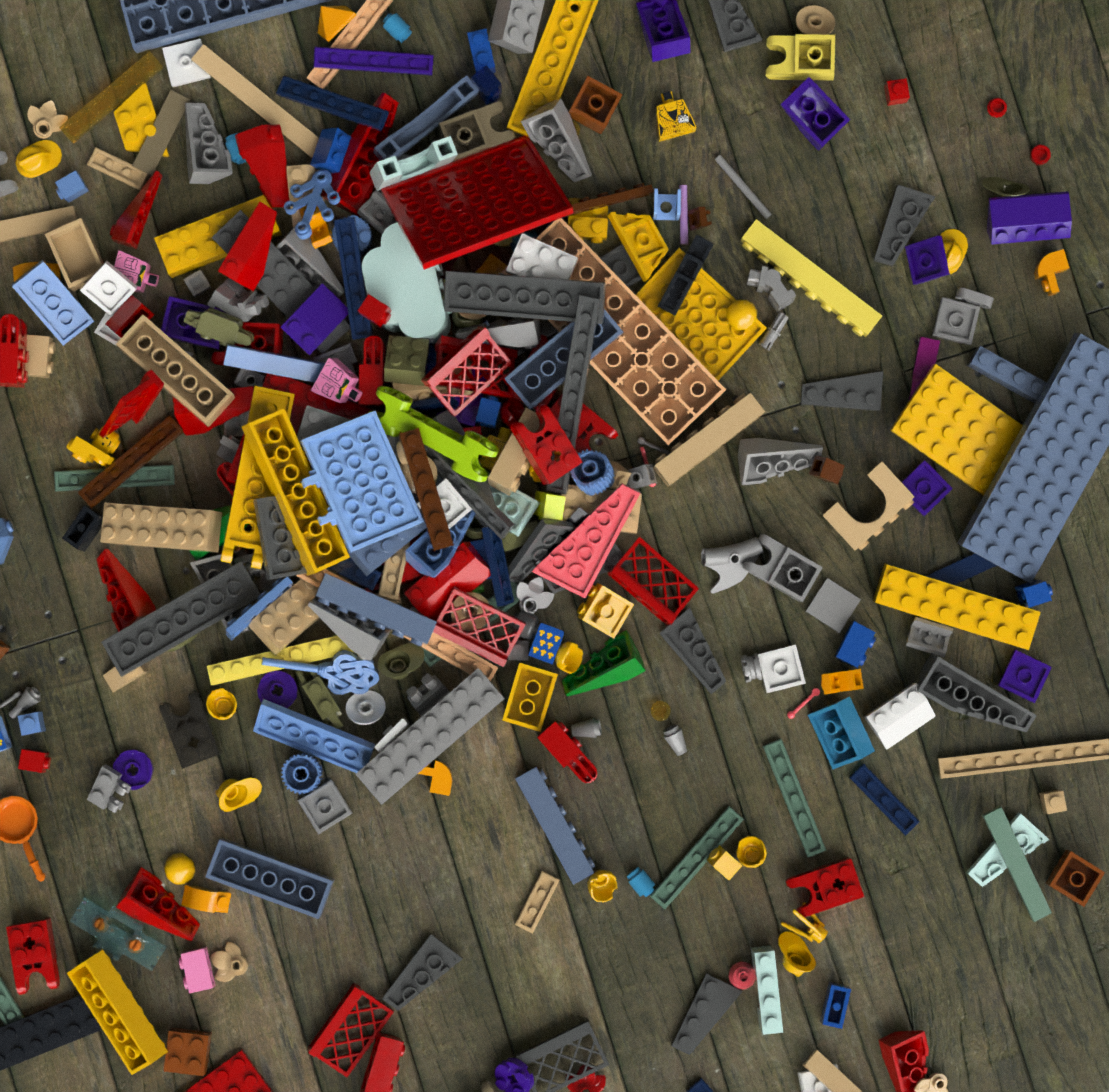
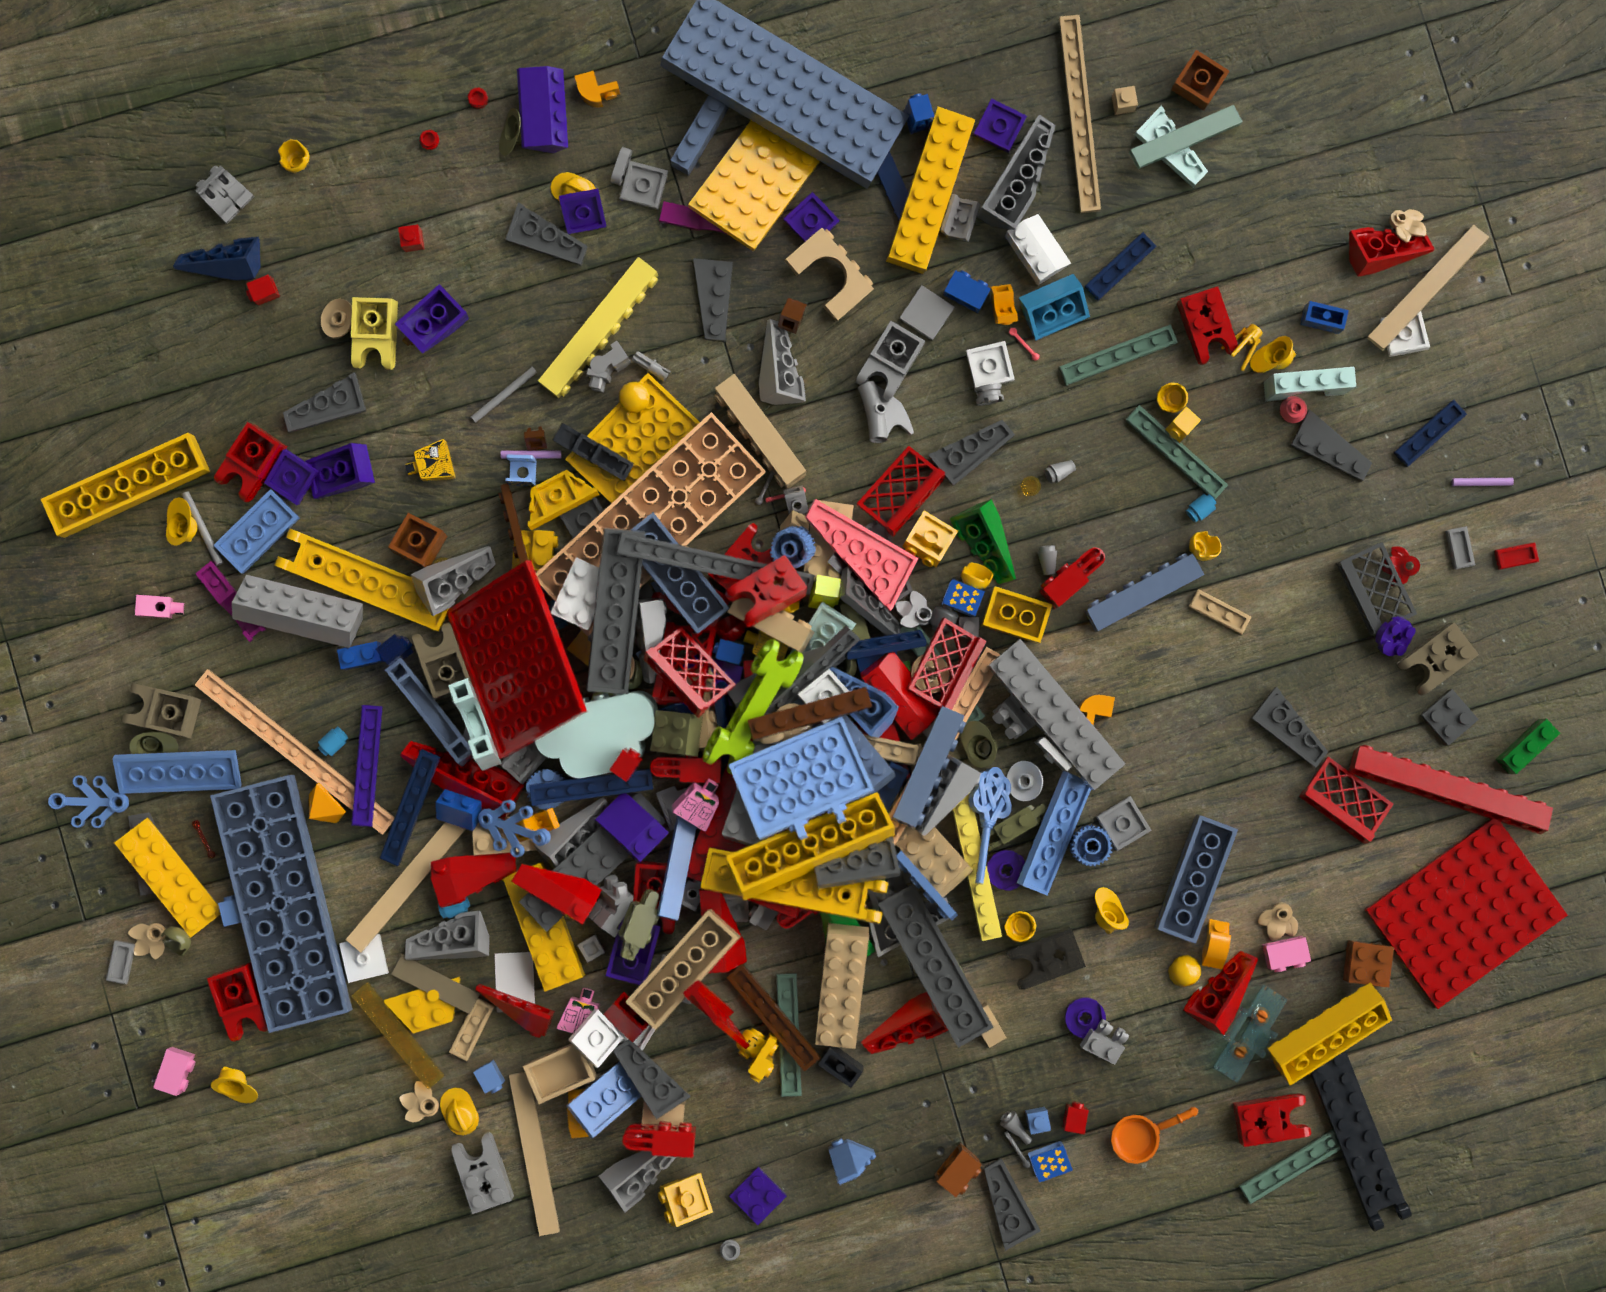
camera: 90 degrees left, 0 degrees up
(65, 344) = (654, 1085): none -> dark grey wing
(170, 210) = (515, 975): none -> white sticker

